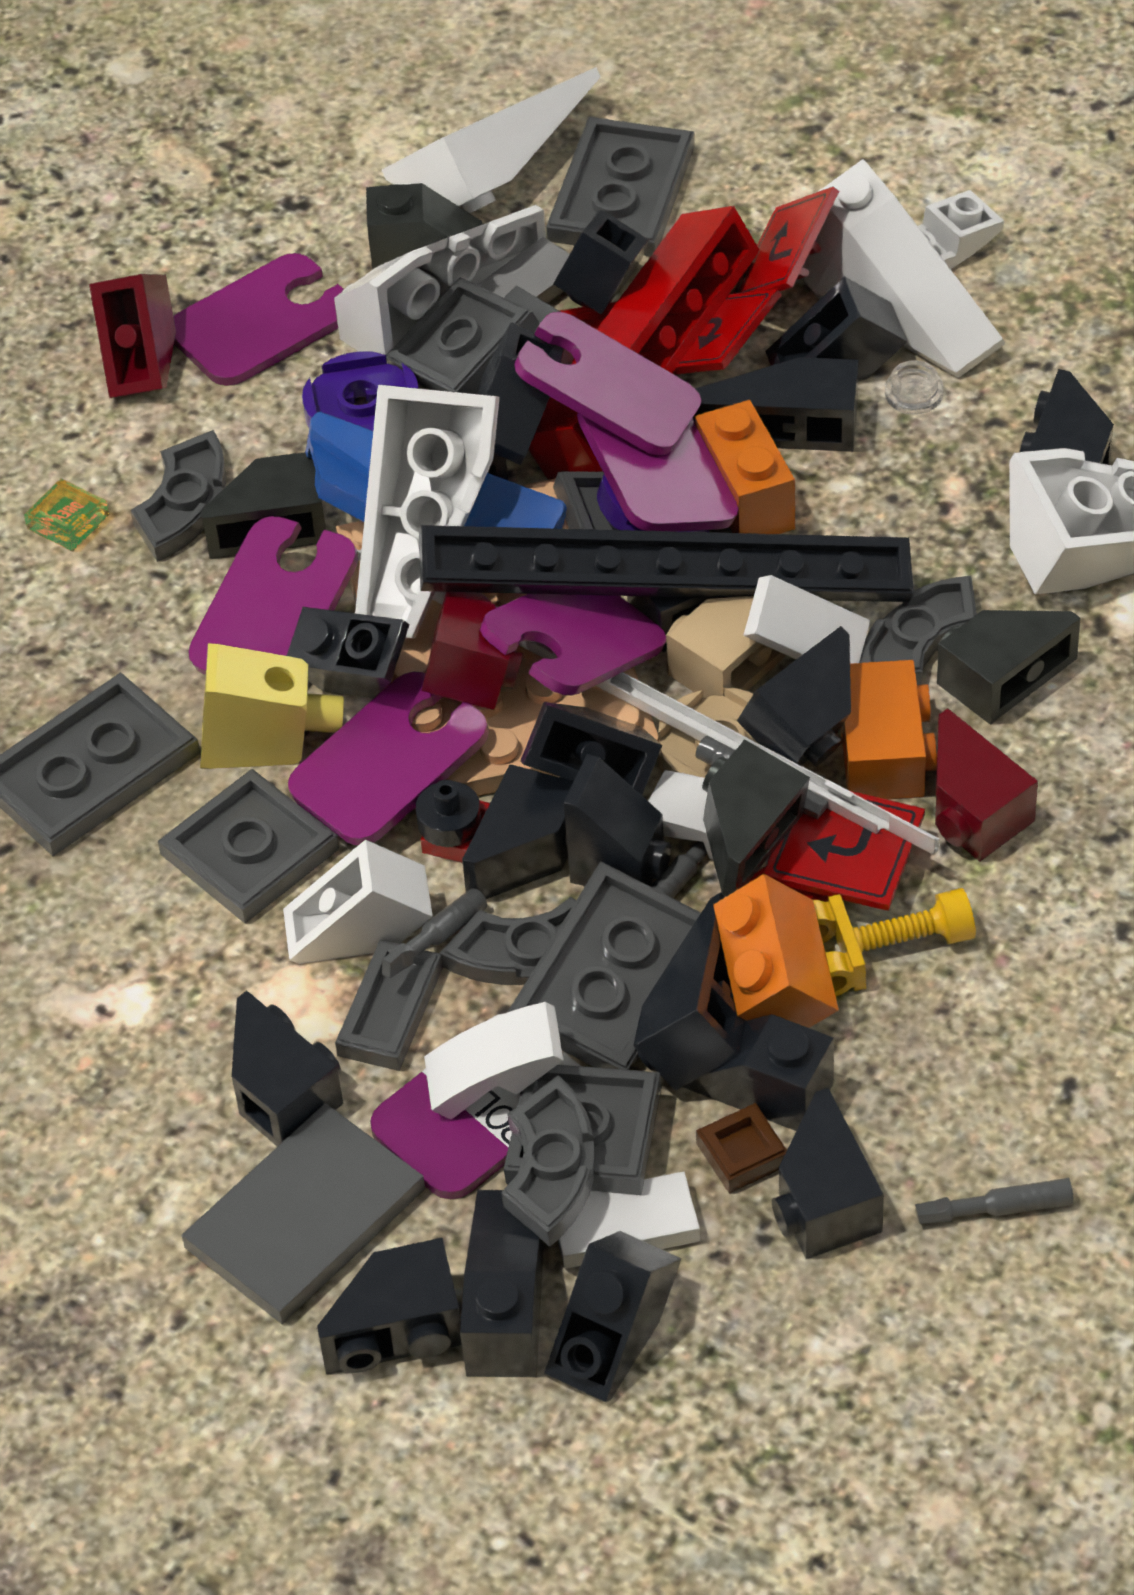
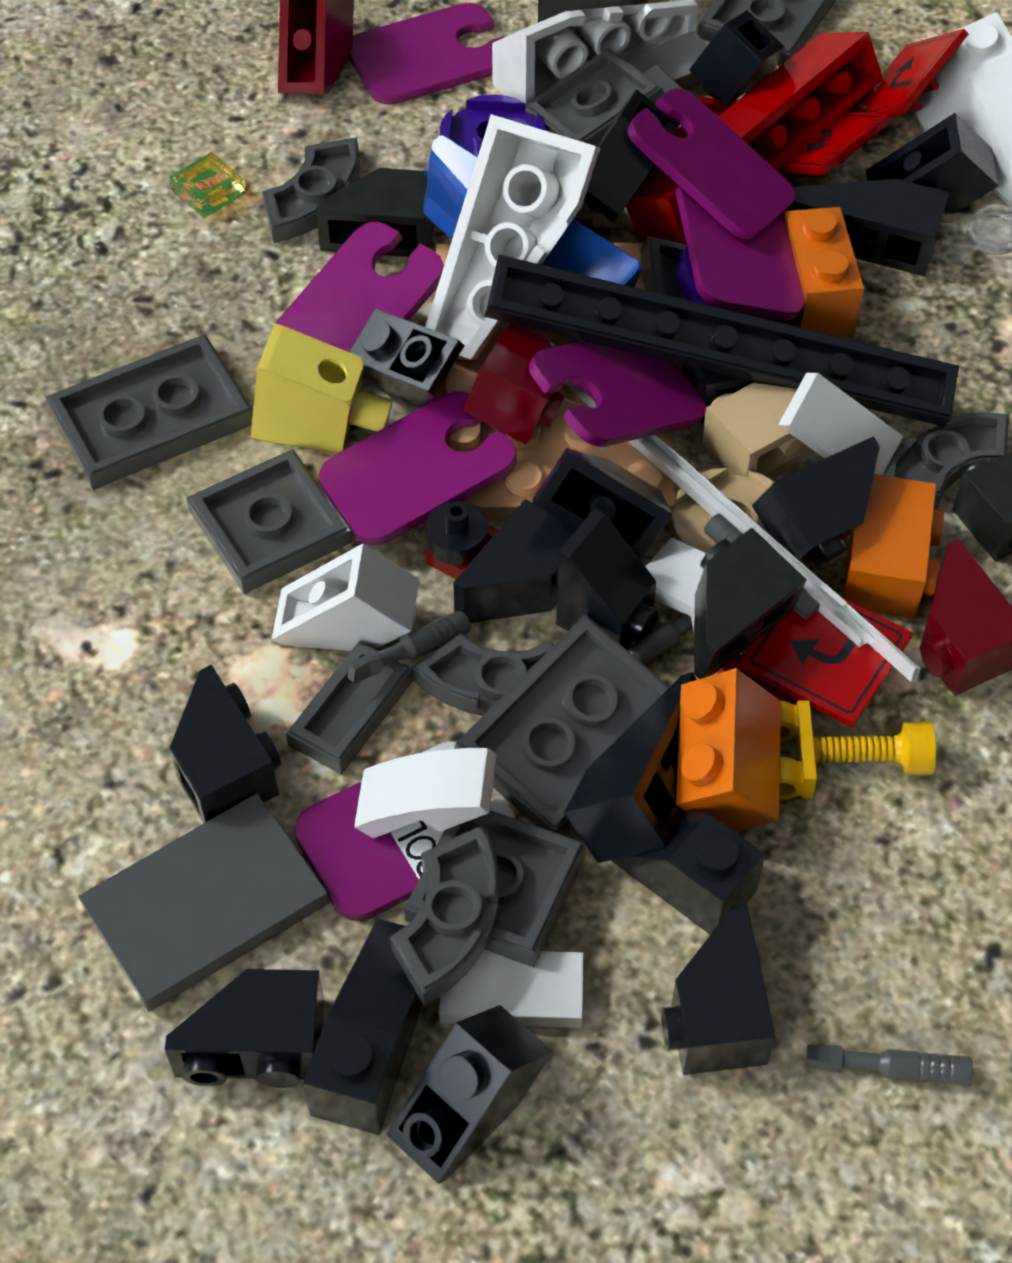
camera: 10 degrees right, 5 degrees up
(741, 1147) = (648, 939): reddish brown tile -> none

